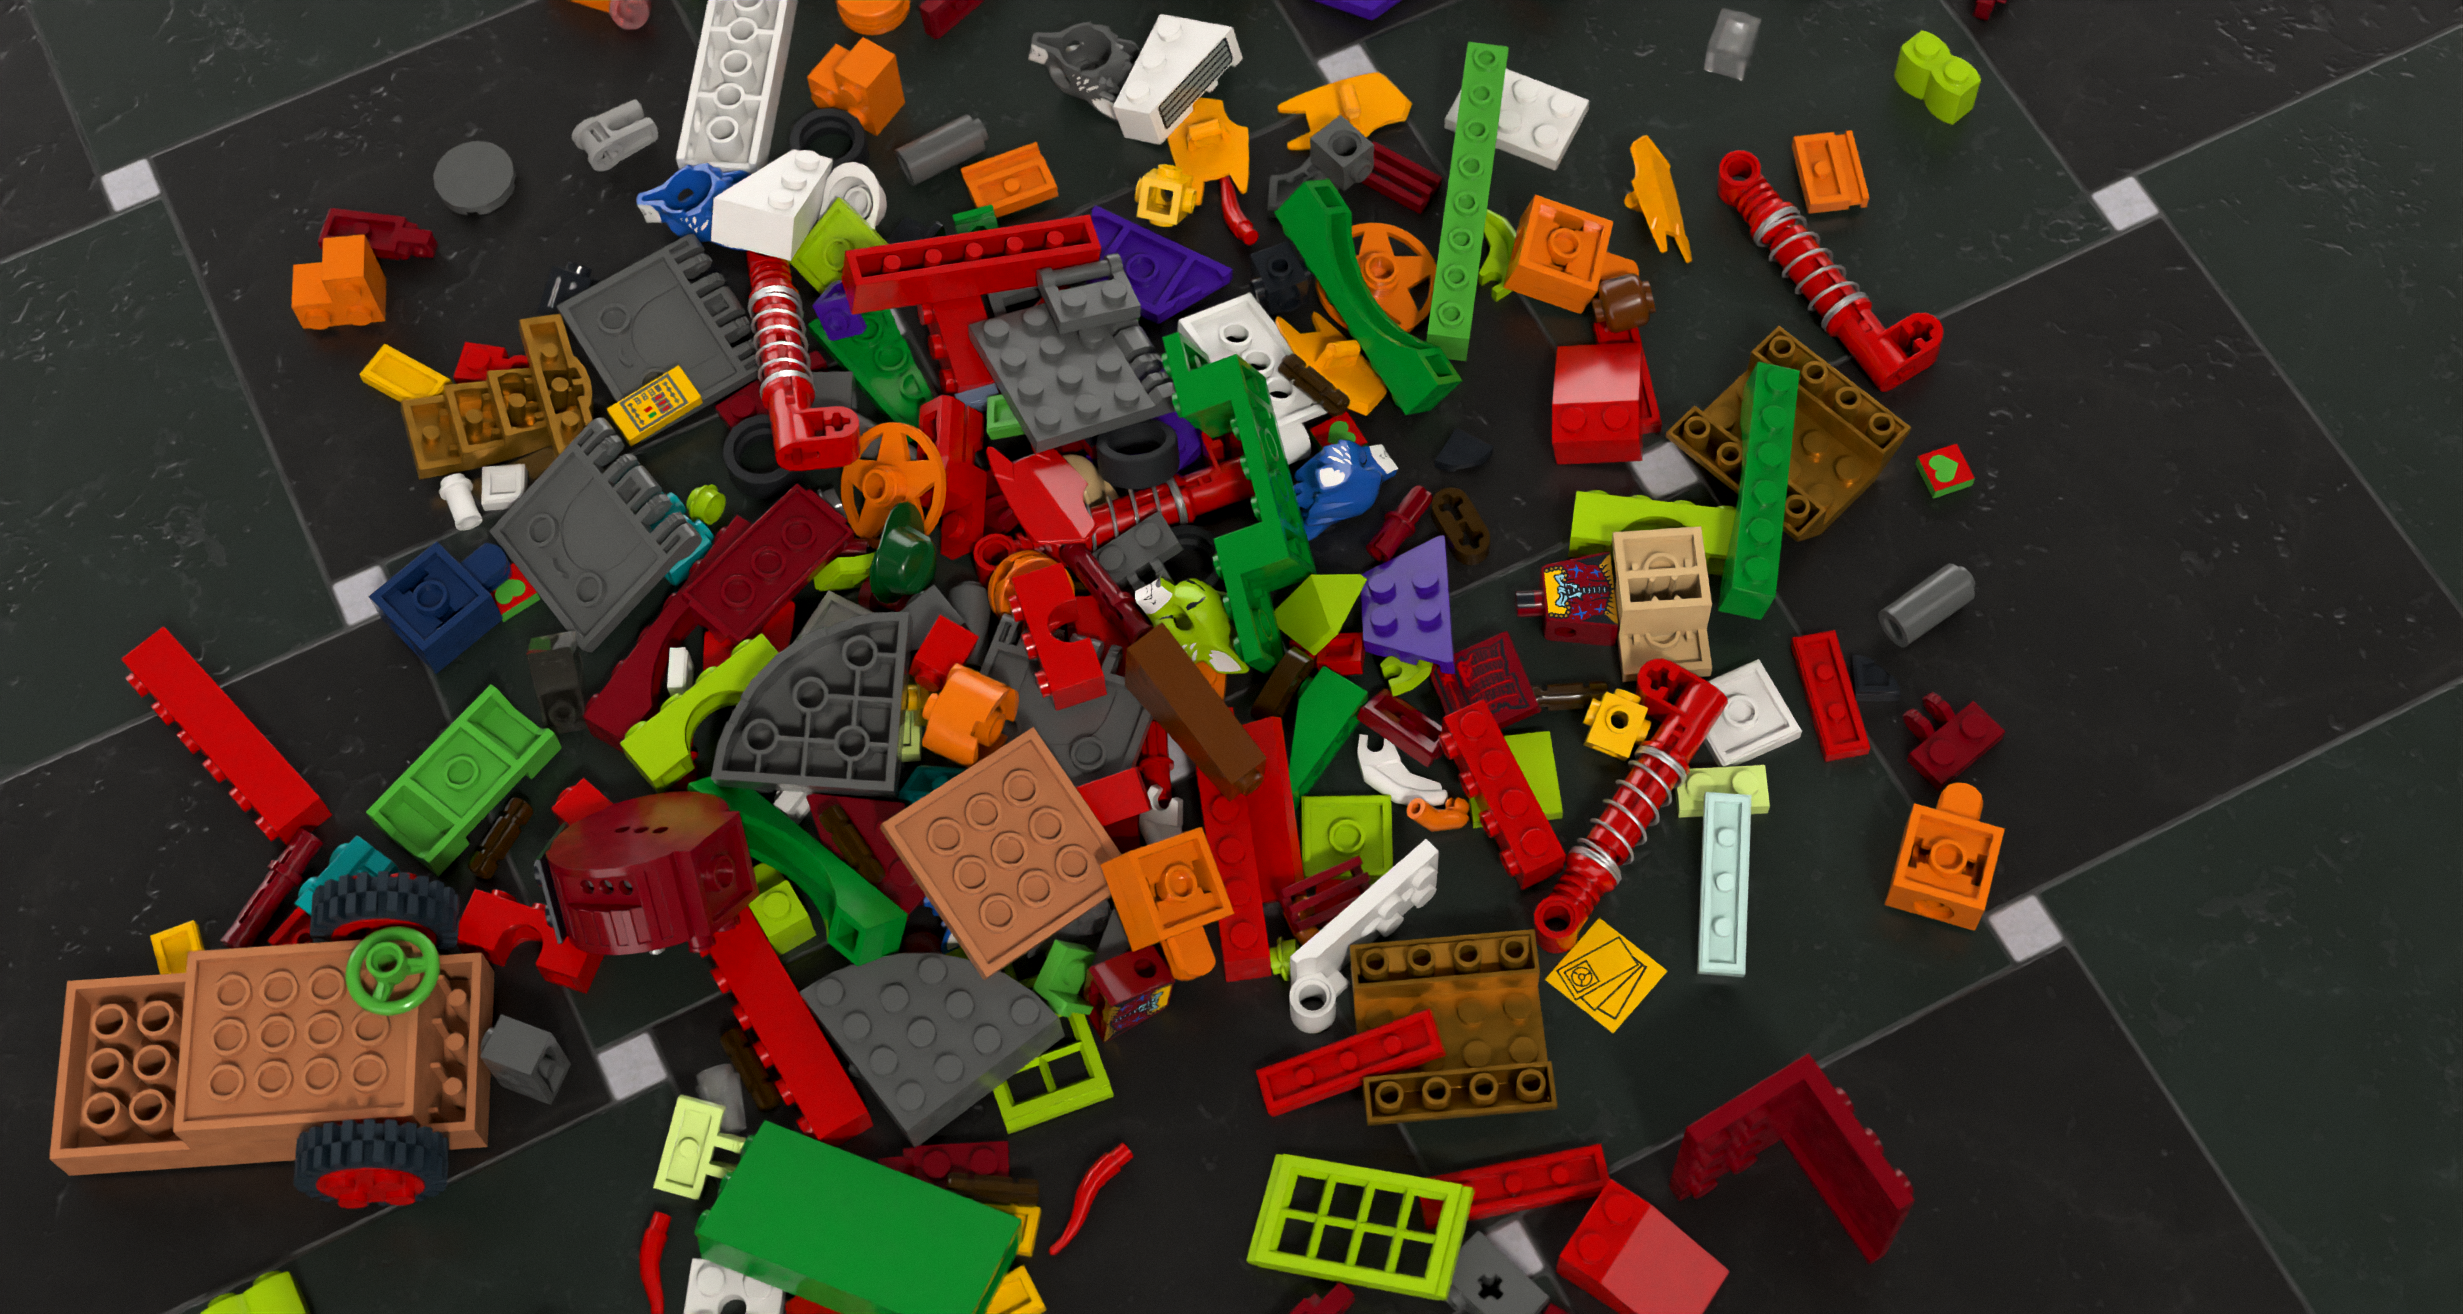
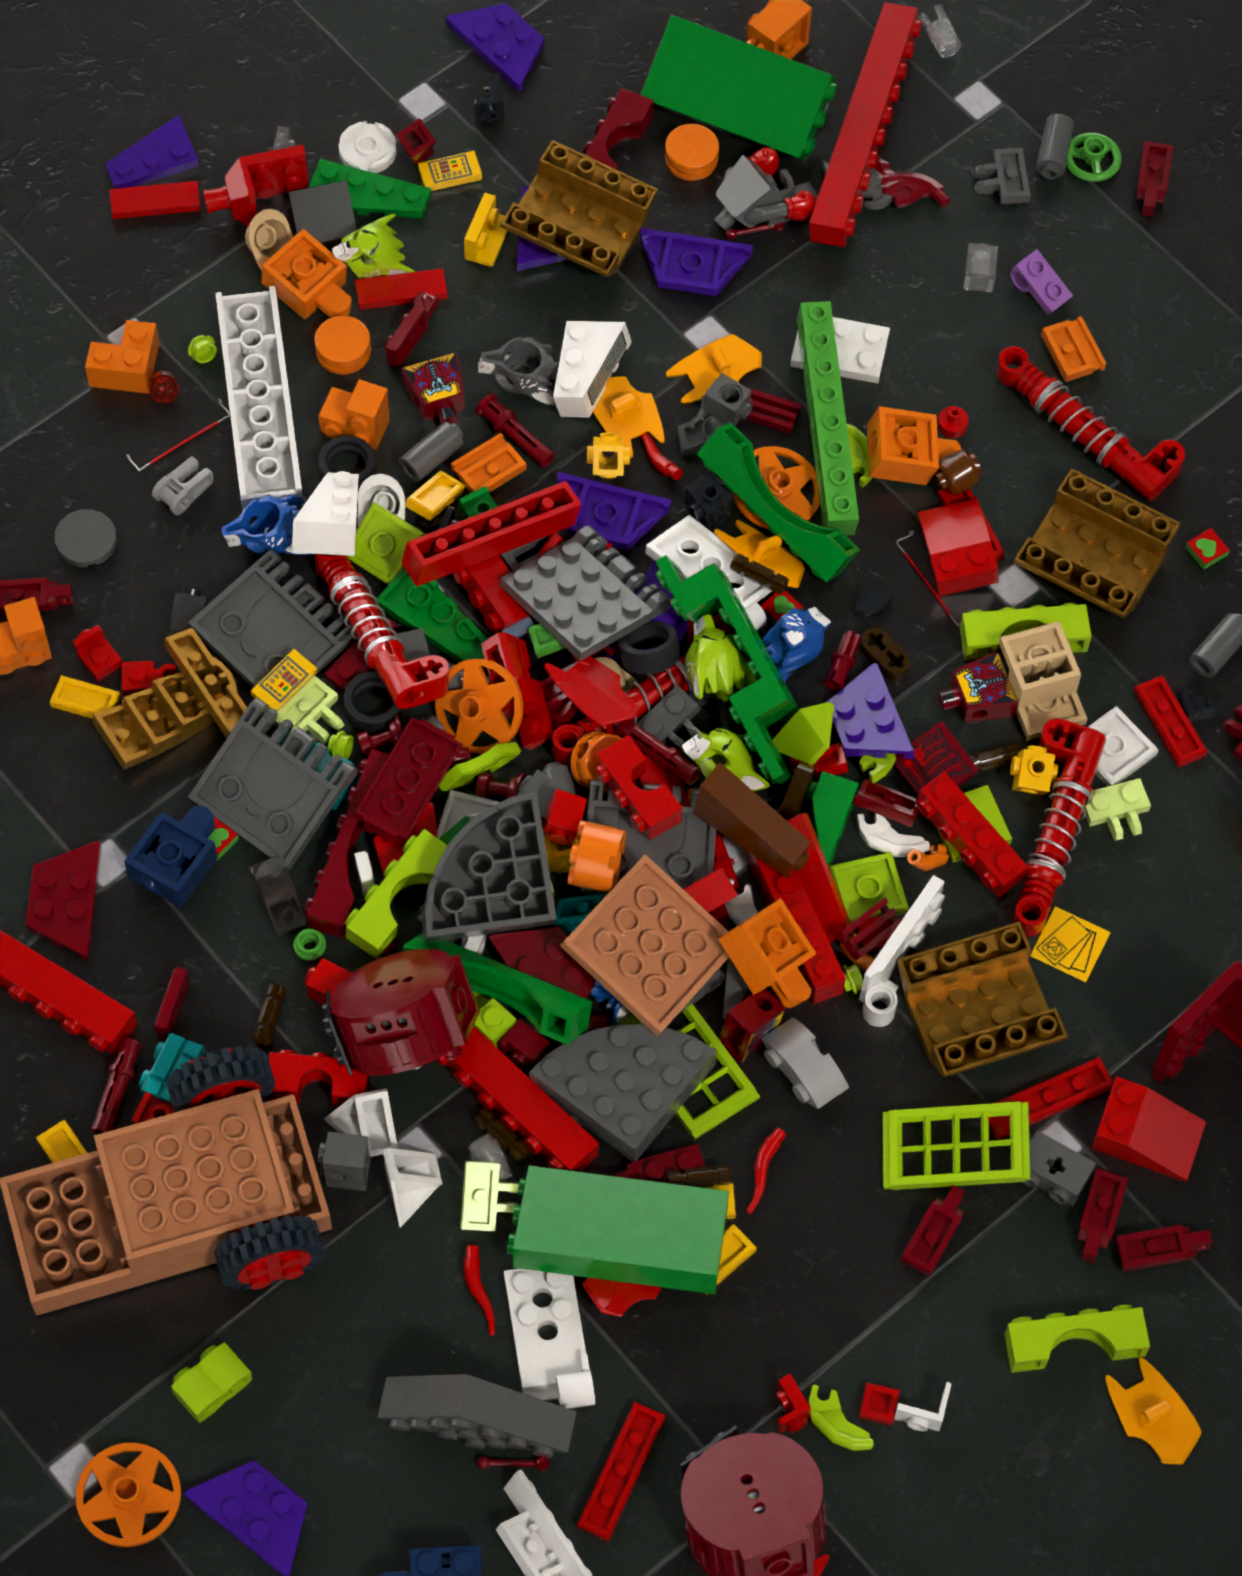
camera: 20 degrees left, 0 degrees up
(295, 630) = (65, 898): none -> dark red wing
(355, 818) = (172, 1003): none -> dark red tile
(383, 953) = (244, 1104): bright green piece -> none
(437, 323) = (96, 653): none -> red bracket
(457, 492) = (158, 779): white pin -> none
(462, 779) = (230, 979): bright green piece -> none
(503, 485) = (185, 763): white tile -> none
(576, 747) = (307, 936): none -> bright green plate
(579, 1013) = (368, 1116): none -> white slope
(607, 1103) = (411, 1179): none -> white slope
(629, 84) = (183, 442): none -> red piece
(678, 446) = (308, 706): none -> yellowish green hinge
(739, 504) = (371, 742): none -> dark red piece
(810, 952) = (524, 1046): none -> dark red brick
(835, 313) = (399, 585): dark purple bracket -> none
(851, 844) = (532, 962): dark brown axle -> none
(904, 557) = (510, 755): dark green piece -> none
(926, 205) = (435, 495): none -> yellow tile
(973, 70) = (435, 388): none -> torso
(1050, 132) = (505, 422): none -> dark red pin
(1063, 977) = (707, 1020): bright green bracket -> none
(1091, 303) = (583, 546): dark grey plate -> none
(1183, 1060) = (796, 1054): none -> light grey brick
(1214, 488) = (715, 661): none -> lime piece
(1345, 1062) = (918, 1039): red tile -> none
(1543, 435) = (924, 579): none -> red piece
(1637, 240) = (952, 422): none -> red tile
(1656, 196) = (958, 391): light orange shield -> none
(1724, 884) = (1135, 865): light aqua tile -> none
(1756, 536) = (1098, 628): green arch -> none
(1809, 74) = (1041, 281): none -> medium lavender plate
(1937, 77) = (1133, 267): lime brick -> none

